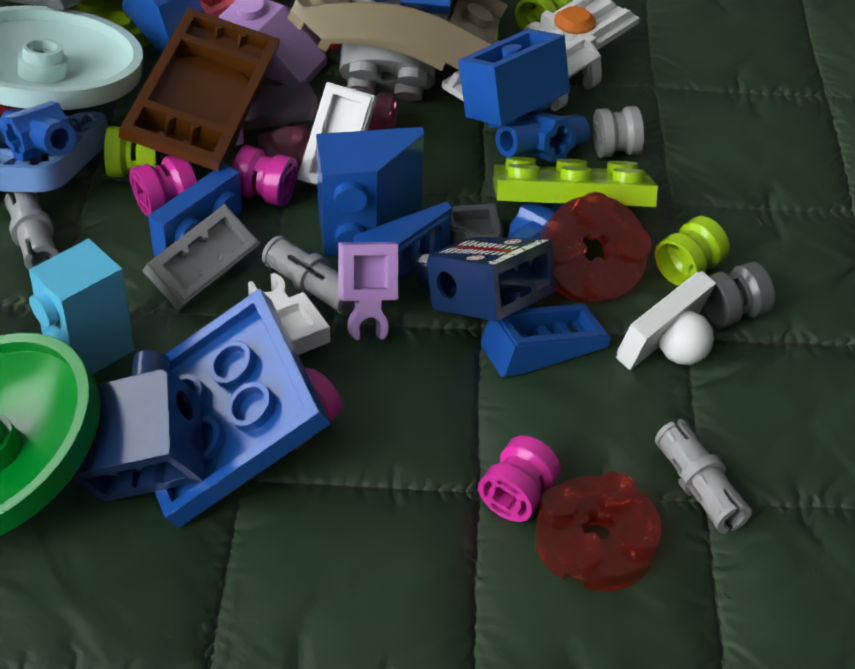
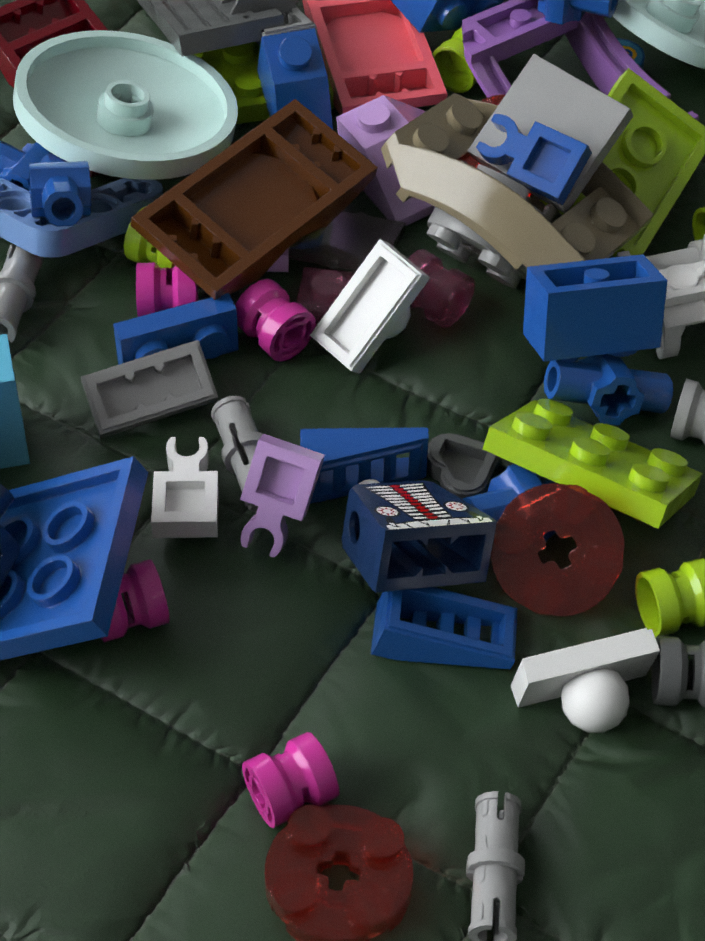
camera: 30 degrees right, 5 degrees up
(366, 181) = (354, 372): blue slope -> none

